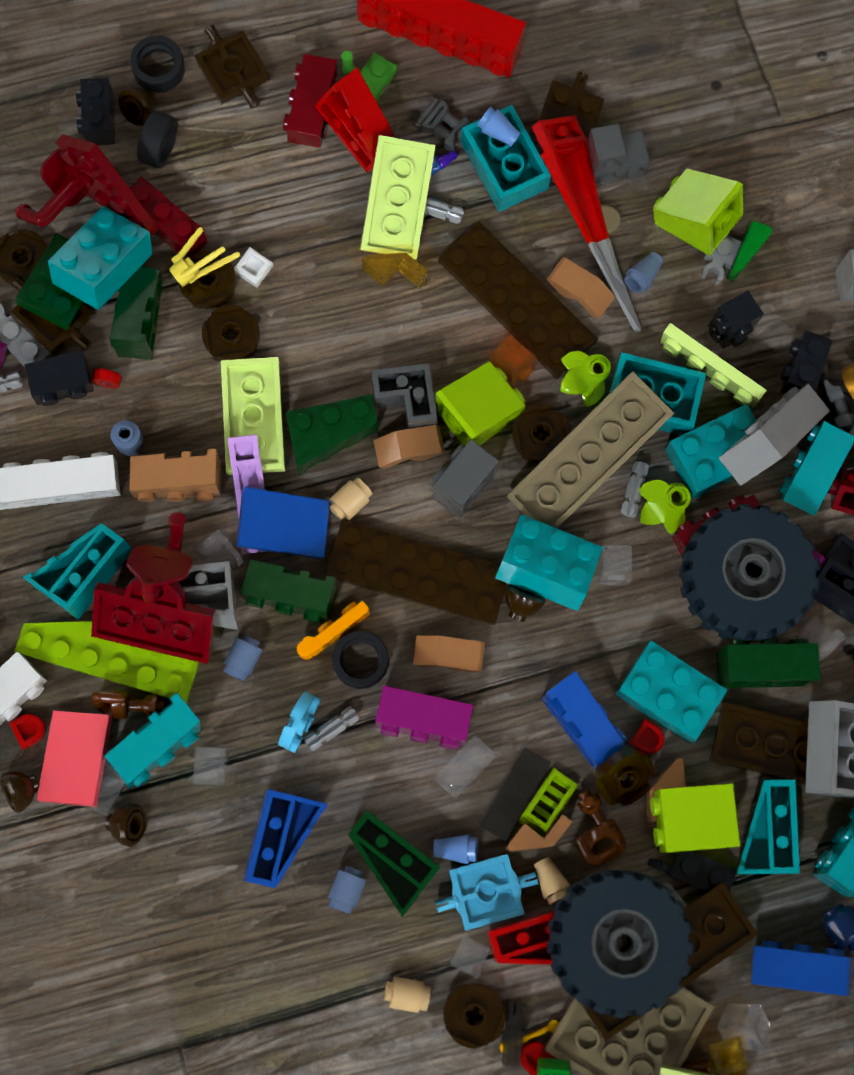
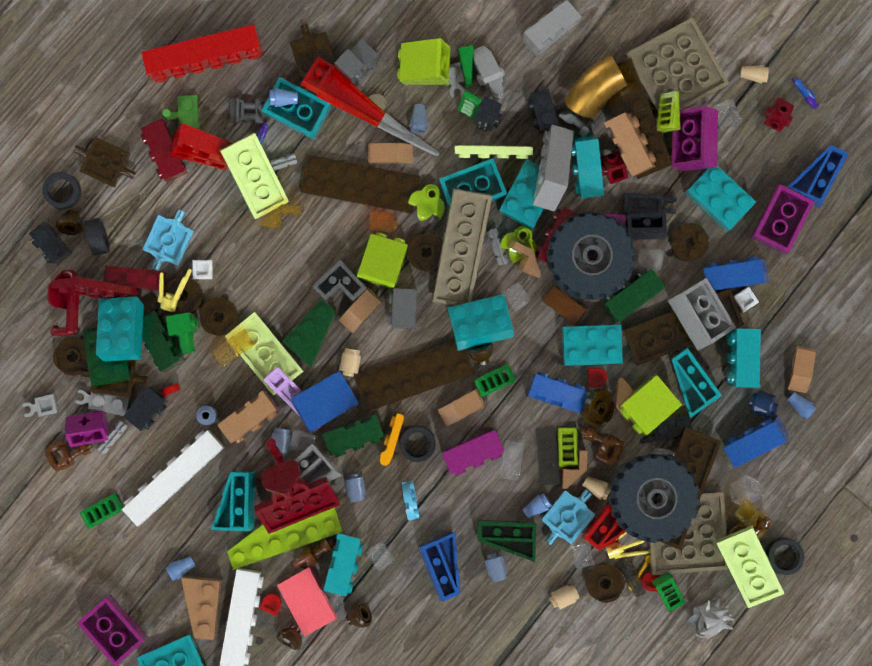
camera: 30 degrees left, 10 degrees up
(179, 315) = (184, 328): none -> green brick
(195, 532) = (282, 439): none -> sand blue brick
(218, 379) = (233, 348): none -> clear yellow slope
(239, 204) = (168, 240): none -> medium azure plate
(331, 728) = (428, 490): light grey axle -> none
(494, 635) = (485, 377): none -> green slope
(519, 979) = (615, 549): none -> light yellow plant
(660, 534) = (528, 262): none -> medium nougat slope
(669, 619) = (564, 306): none -> reddish brown slope
(719, 292) = (469, 104): none -> green slope
(770, 273) = (489, 73): none -> light grey hinge

